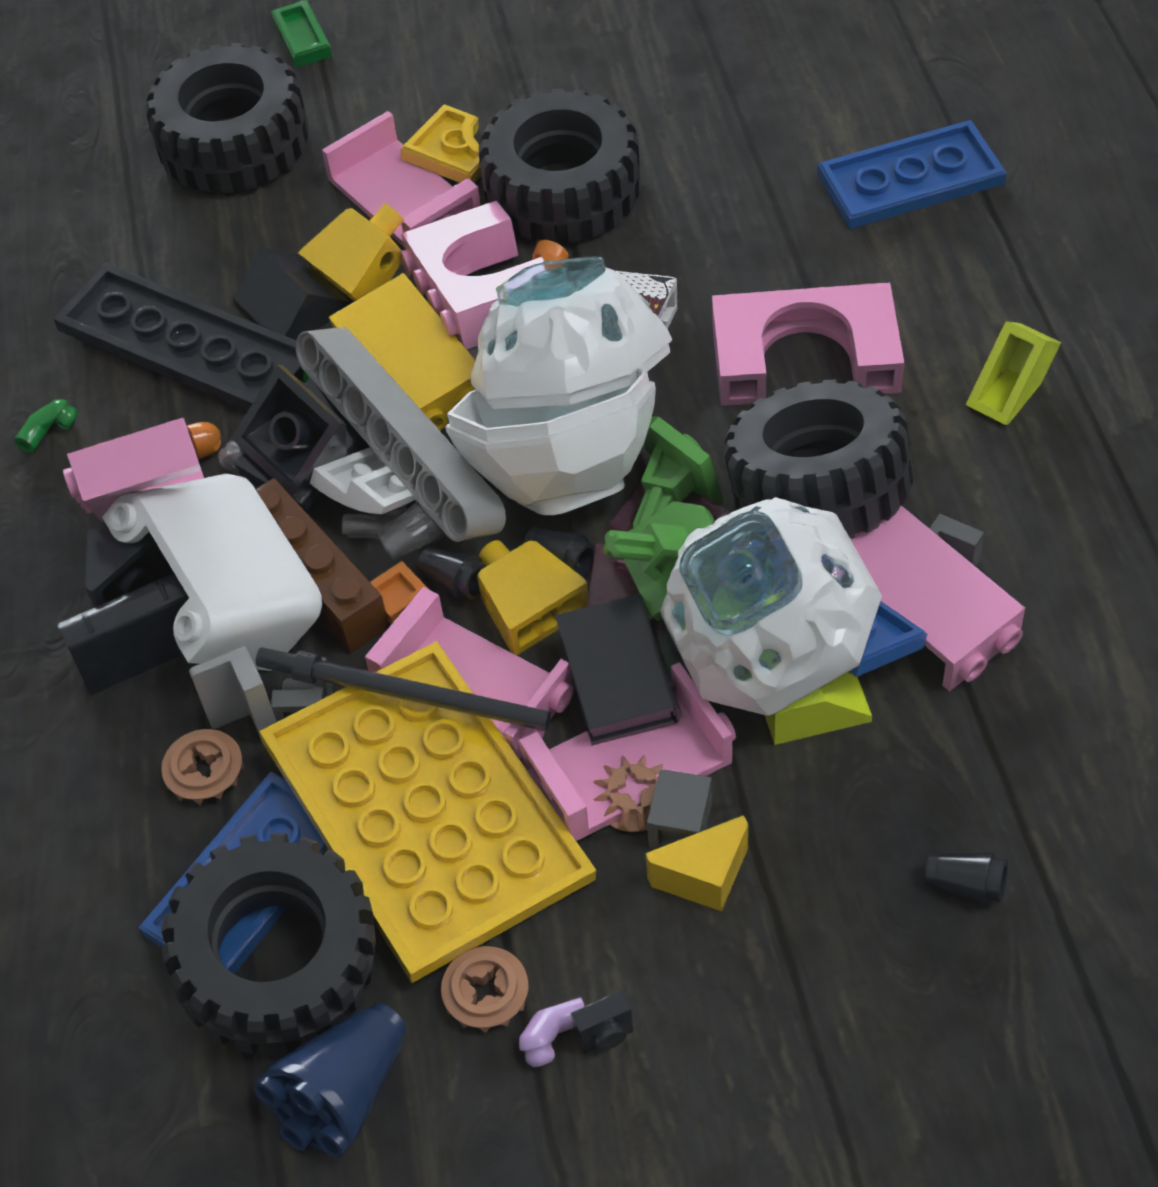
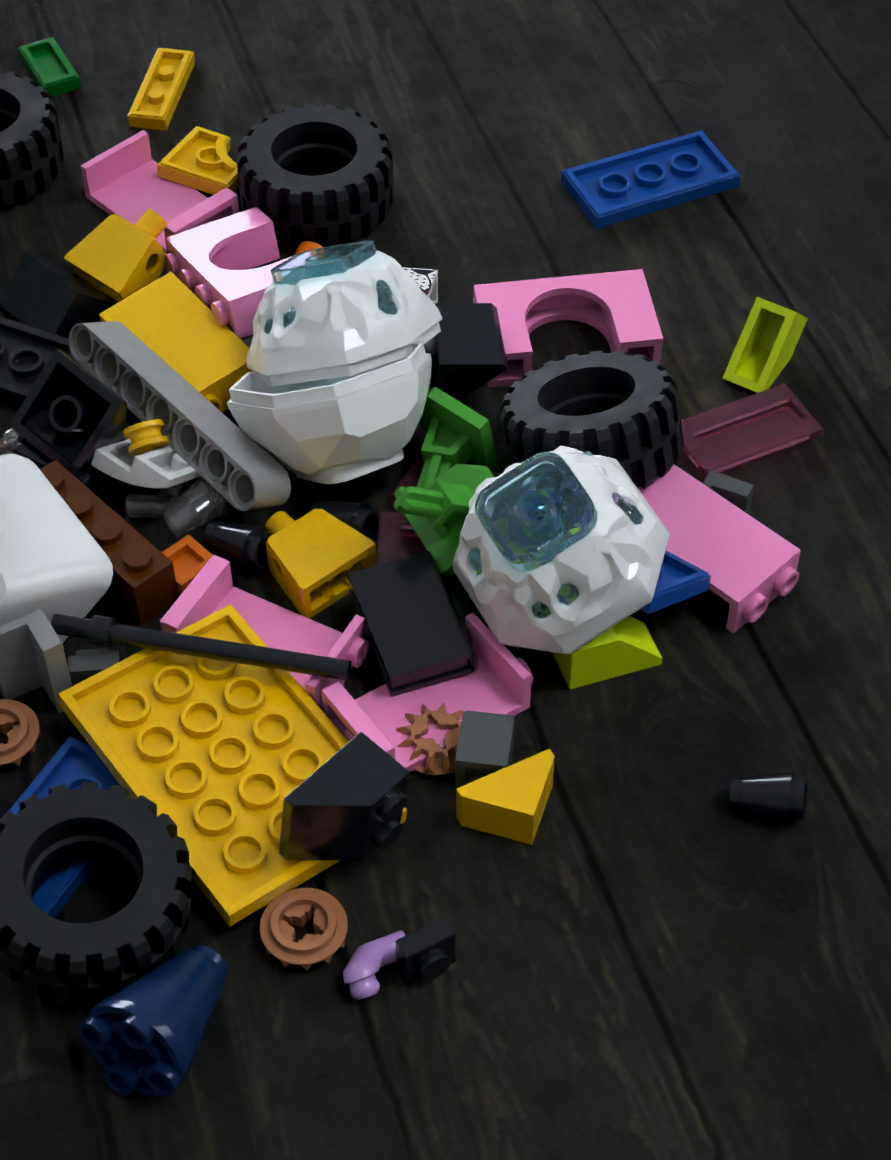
camera: 10 degrees left, 5 degrees down
(364, 457) = (146, 436): none -> yellow bush
(412, 60) = (161, 89): none -> yellow tile
(530, 871) = (346, 806): none -> black slope
(697, 369) = (467, 348): none -> black slope
(984, 465) = (747, 430): none -> clear pink piece

